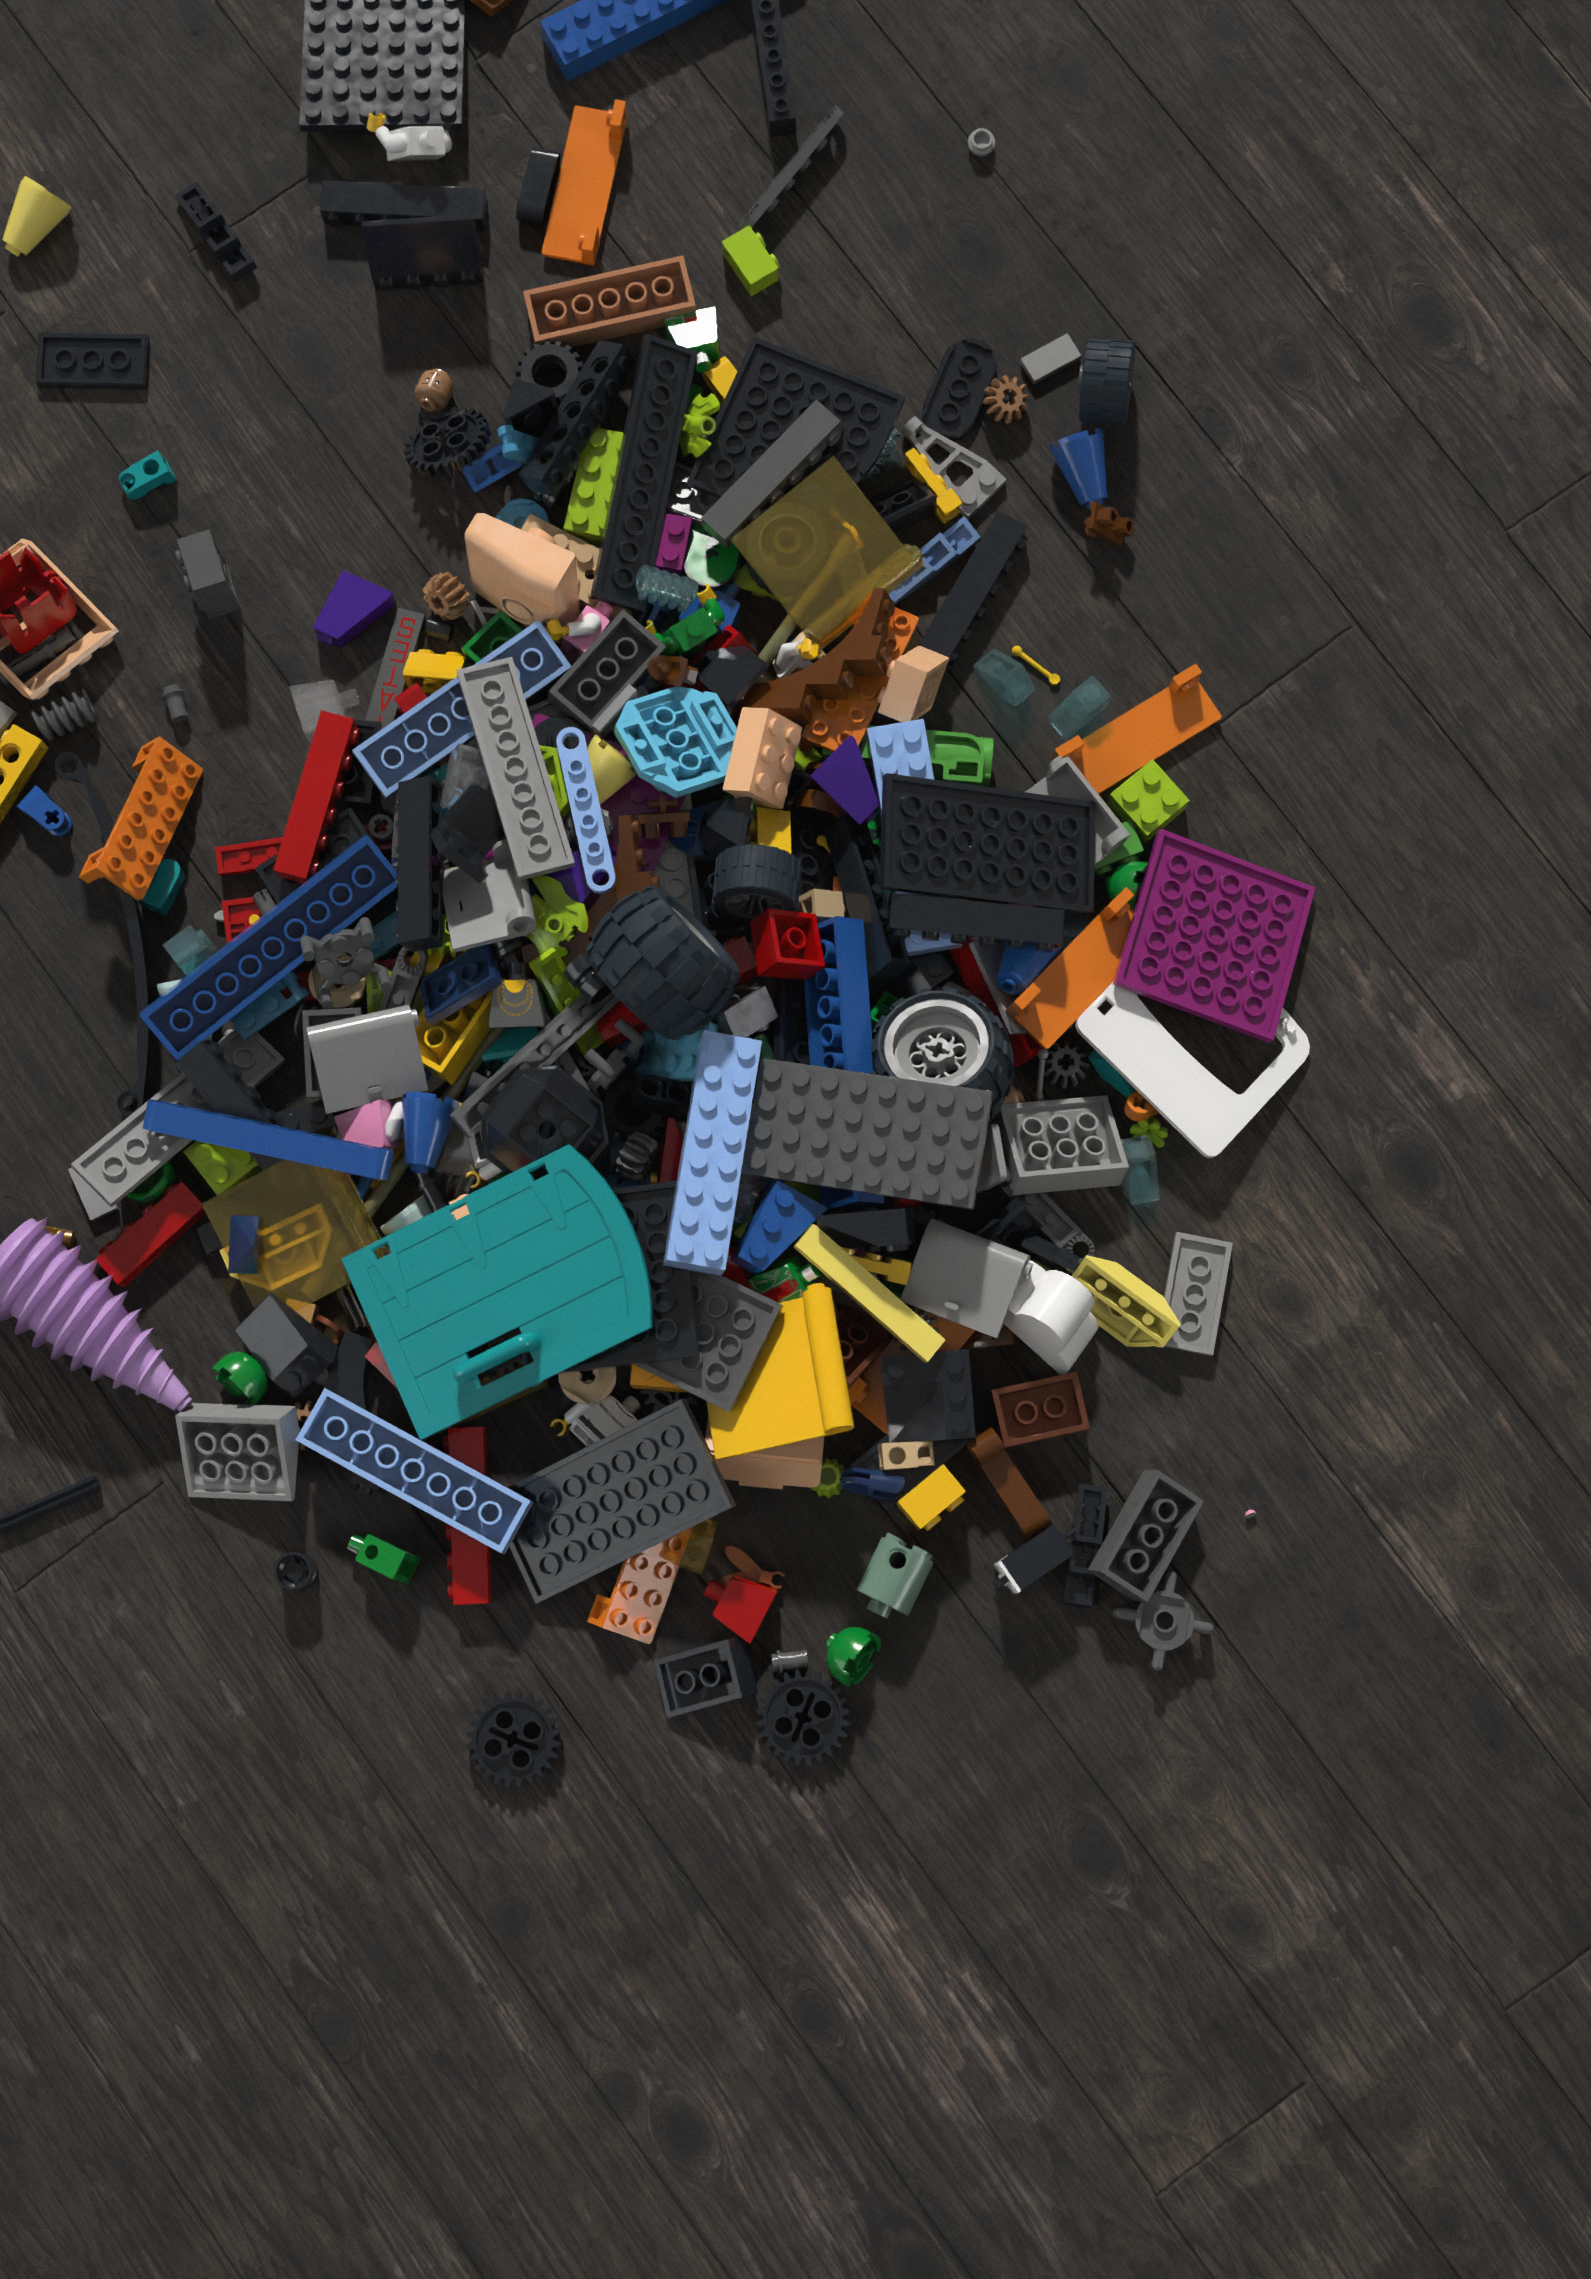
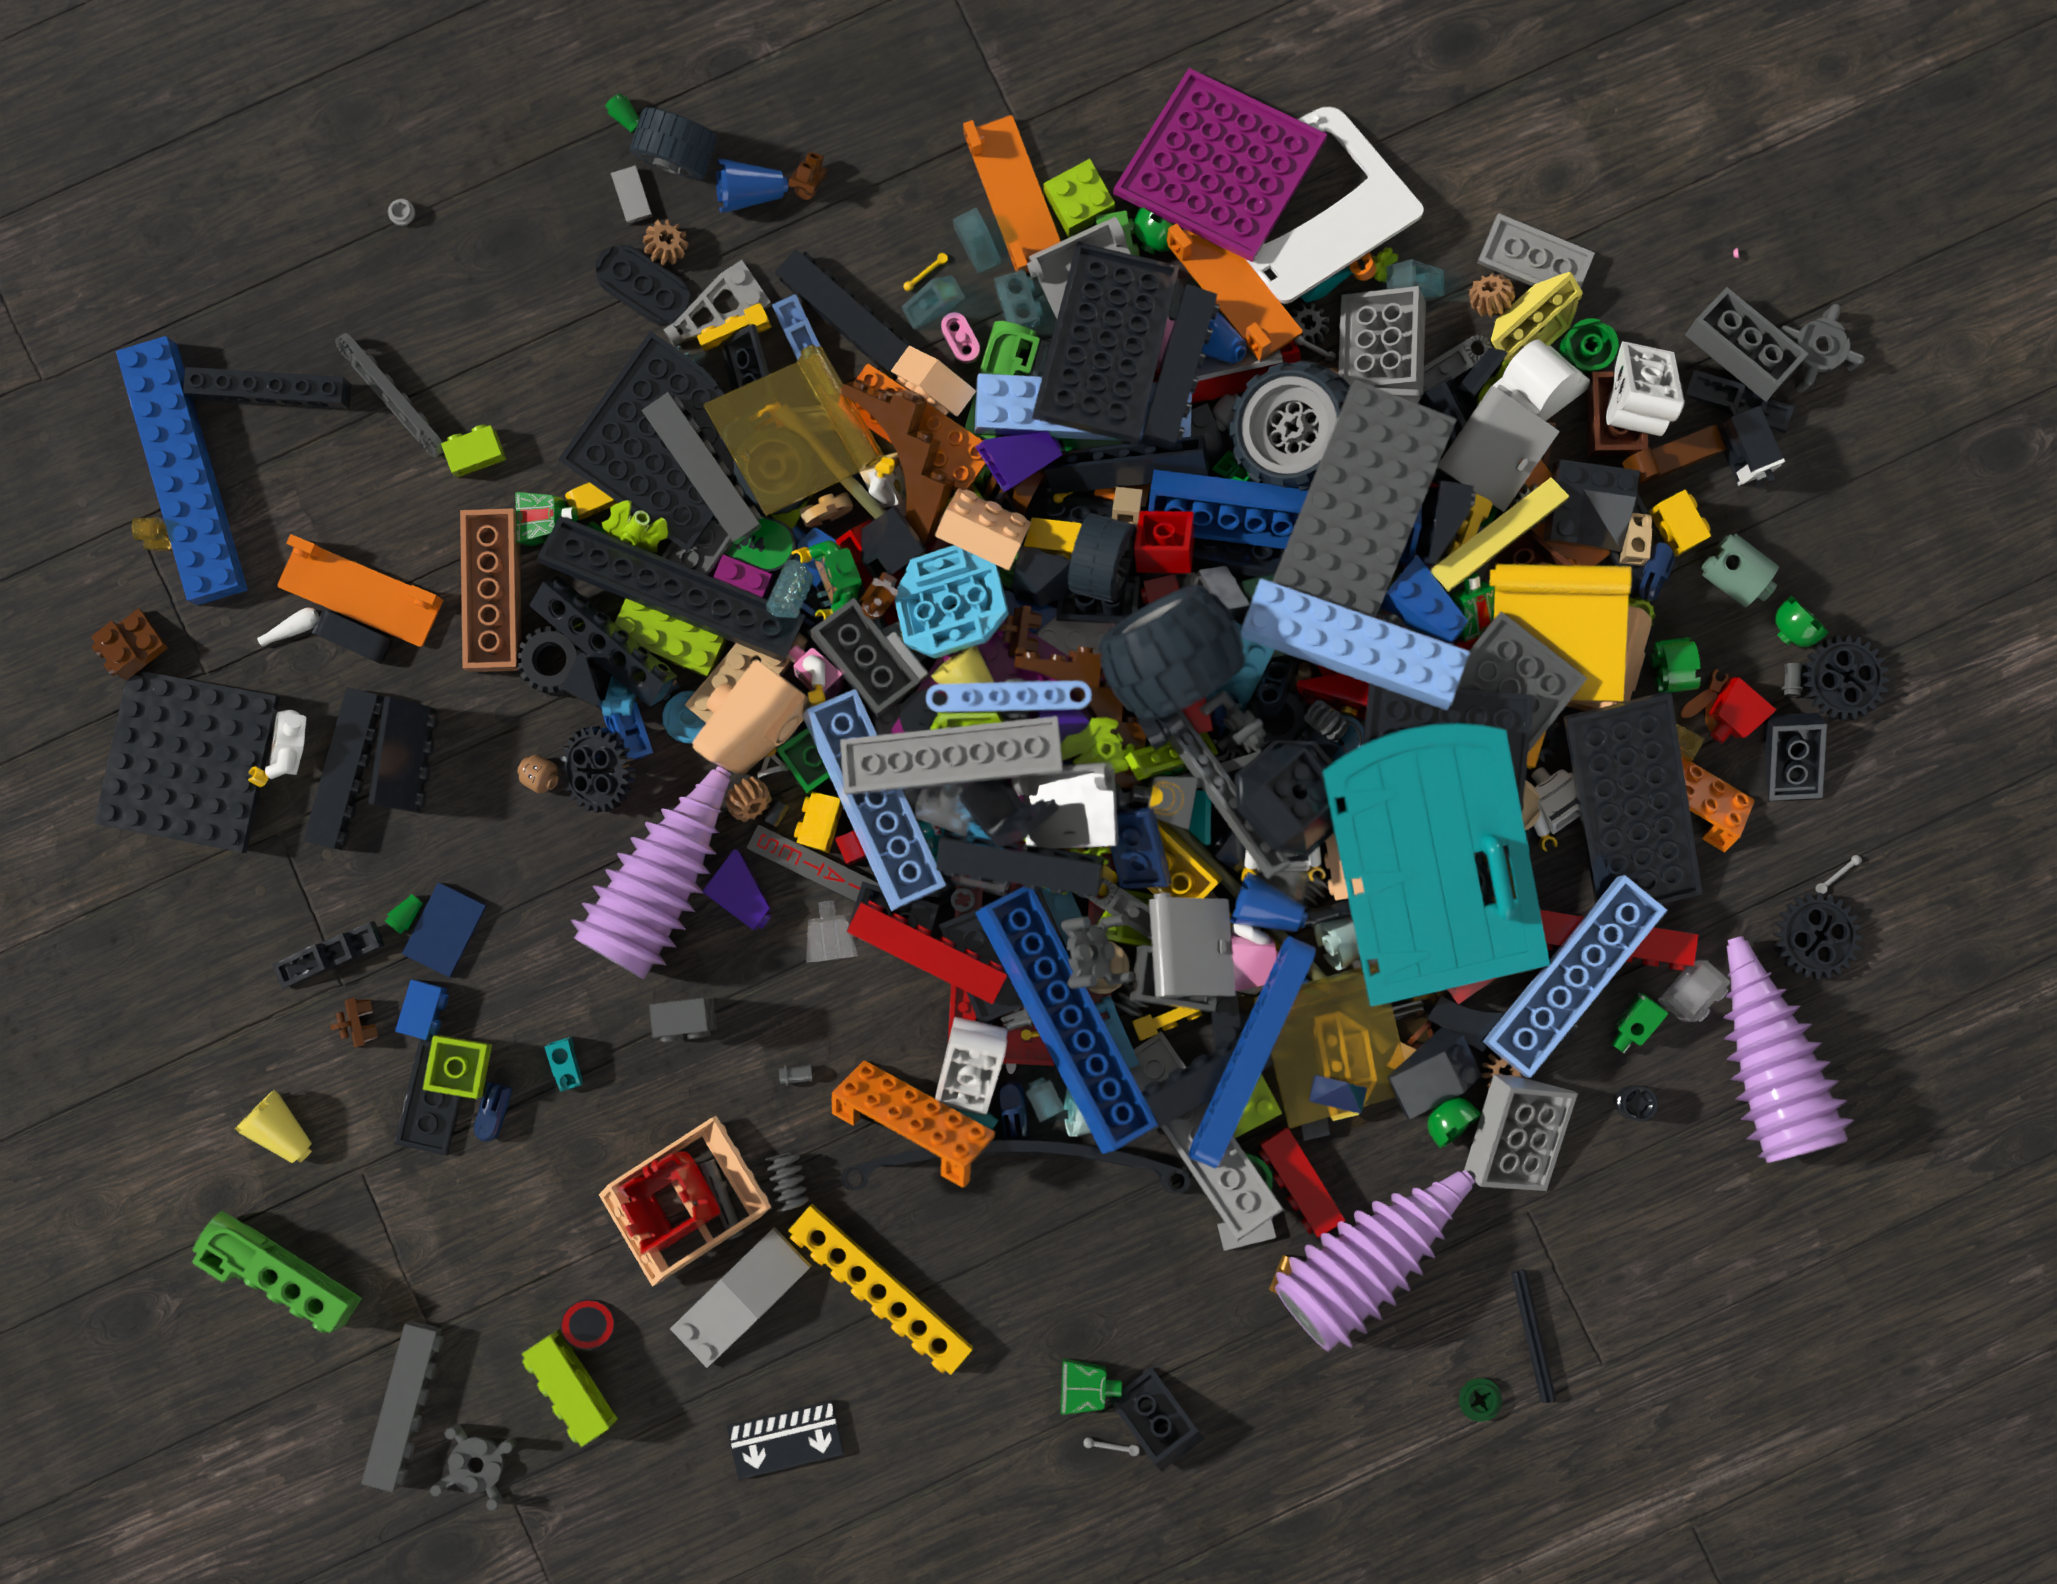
camera: 80 degrees left, 5 degrees up
(45, 811) = (874, 1218): blue piece -> none
(86, 417) = (492, 1111): none -> dark blue arm
(122, 371) = (457, 1066): none -> lime brick
(142, 275) = (359, 1033): none -> reddish brown hips
(167, 926) = (1013, 1103): none -> dark blue arm
(176, 329) = (422, 1010): none -> blue brick
(211, 864) = (971, 1065): none -> white brick
(261, 336) = (444, 929): none -> dark blue tile
(268, 293) = (403, 915): none -> green cone
(289, 1046) = (1147, 1026): none -> yellow plate
(336, 518) = (655, 883): none -> lavender cone
(358, 1711) = (1778, 1065): none -> lavender cone
(425, 1610) = (1695, 992): none -> clear brick
(539, 130) = (295, 624): none -> white piece
(568, 1736) = (1822, 887): none -> light grey hinge
(760, 610) = (828, 508): none -> tan plate
(777, 1524) = (1675, 665): none -> green brick
(971, 713) = (962, 338): none -> bright pink plate
(1019, 756) = (1013, 302): none -> clear light blue brick
(1065, 1422) = (1644, 390): none -> white brick
(1120, 1374) = (1594, 335): none -> green brick
(1136, 328) = (623, 112): none -> green cone
(1140, 1251) = (1491, 295): none -> medium nougat gear

